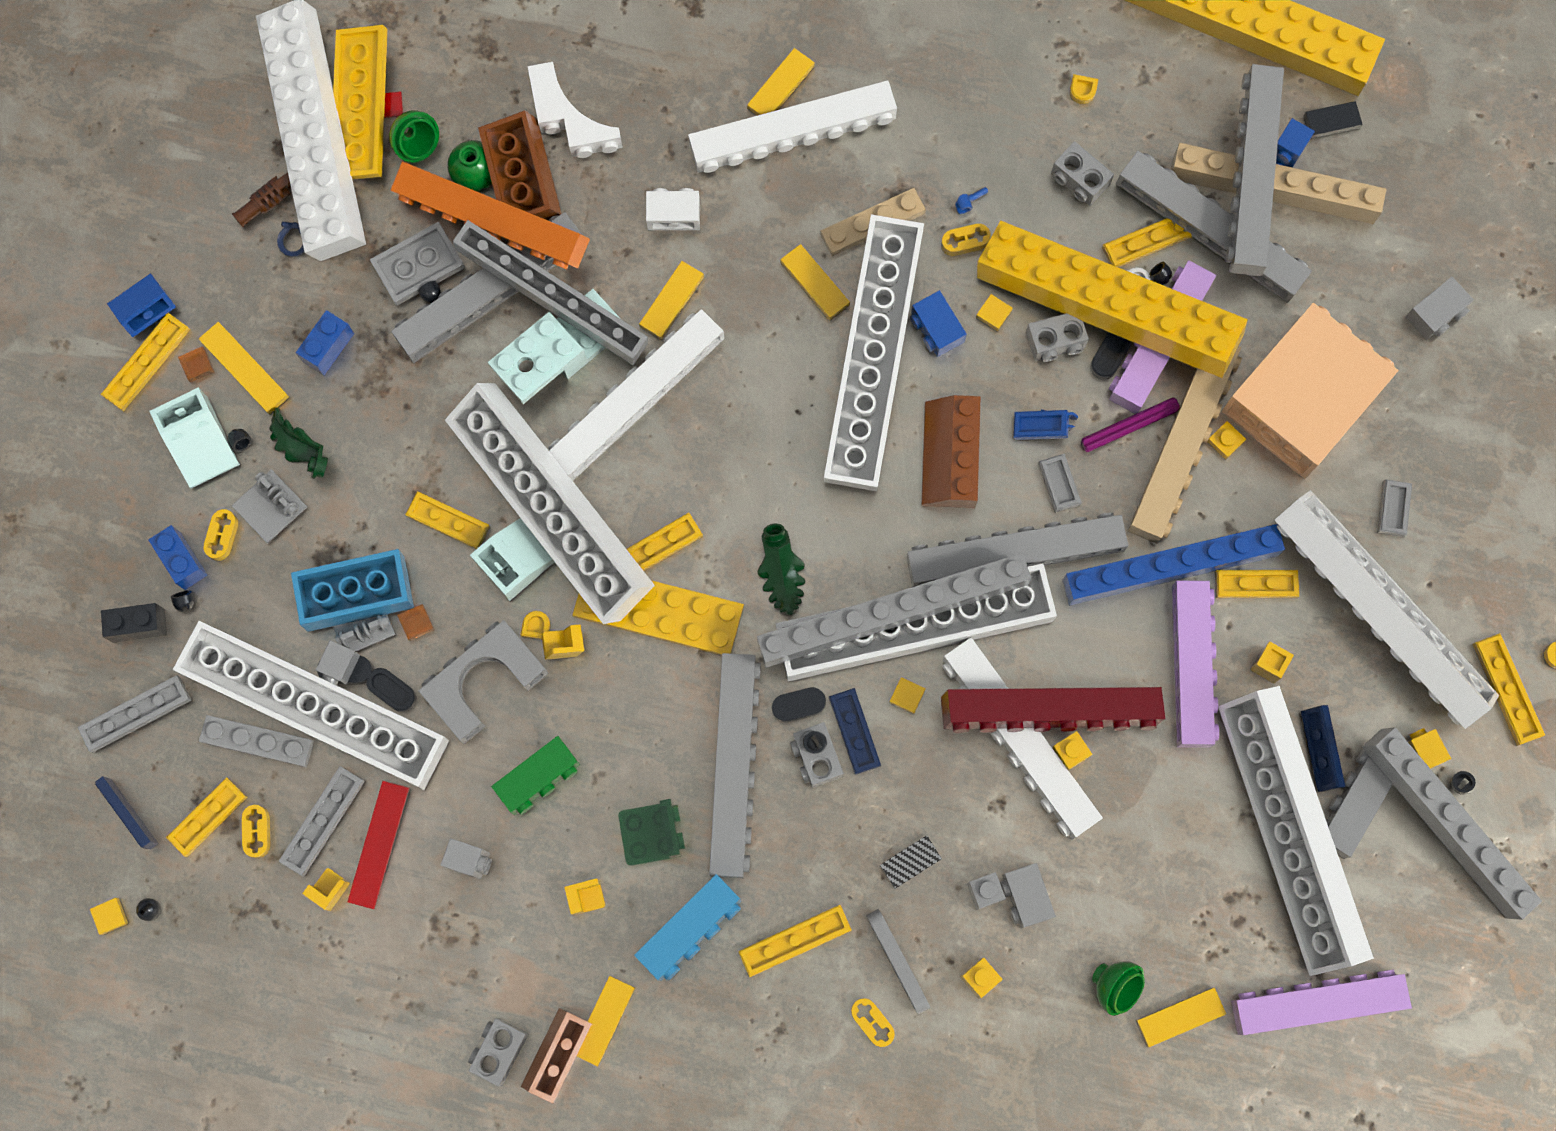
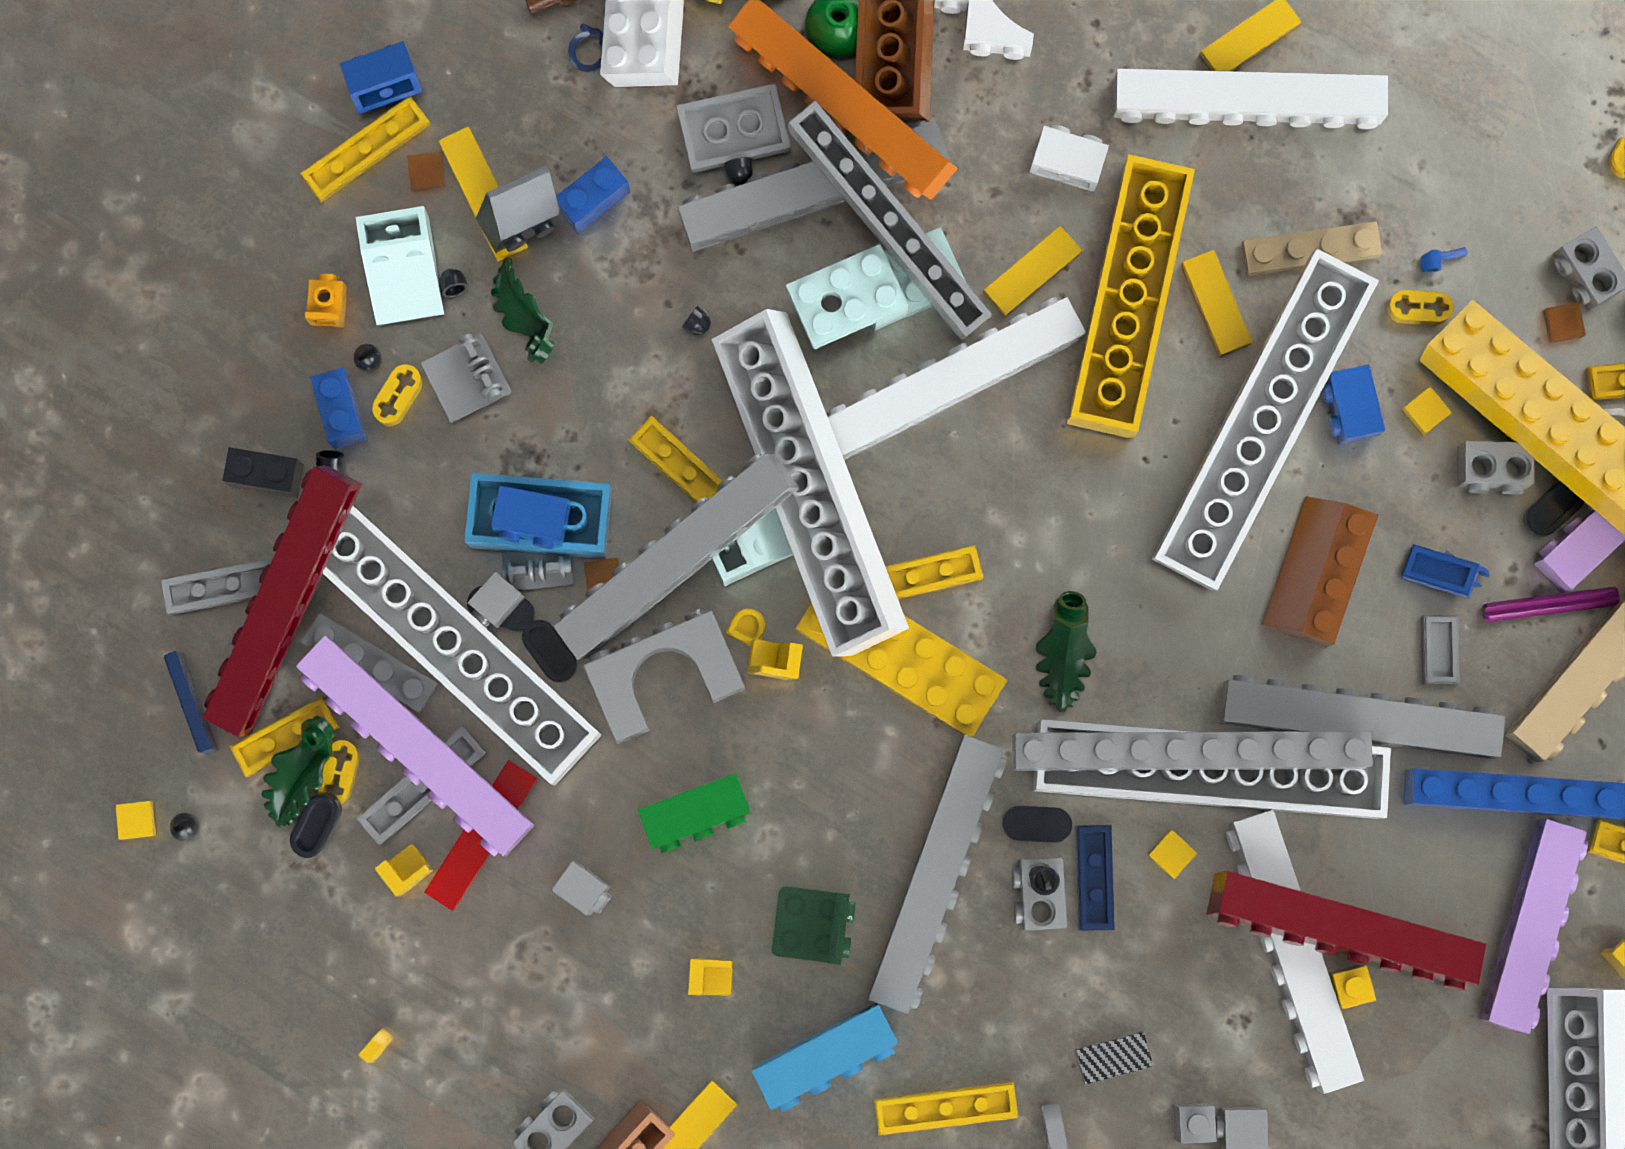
camera: 10 degrees right, 5 degrees up
(152, 488) = (334, 310): none -> light orange brick
(172, 712) = (281, 600): none -> dark red brick
(192, 517) = (371, 362): none -> black hinge
(222, 838) = (297, 771): none -> dark green plant
(248, 875) = (315, 824): none -> black tile
(272, 369) = (519, 210): none -> slope
(307, 791) = (415, 746): none -> lavender brick
(343, 1030) = (376, 1046): none -> yellow tile
(344, 590) = (530, 517): none -> blue brick
(432, 412) = (697, 322): none -> black hinge
(463, 586) = (676, 555): none -> light grey brick
(748, 295) = (1130, 296): none -> yellow brick
(1075, 219) = (1564, 322): none -> clear orange tile

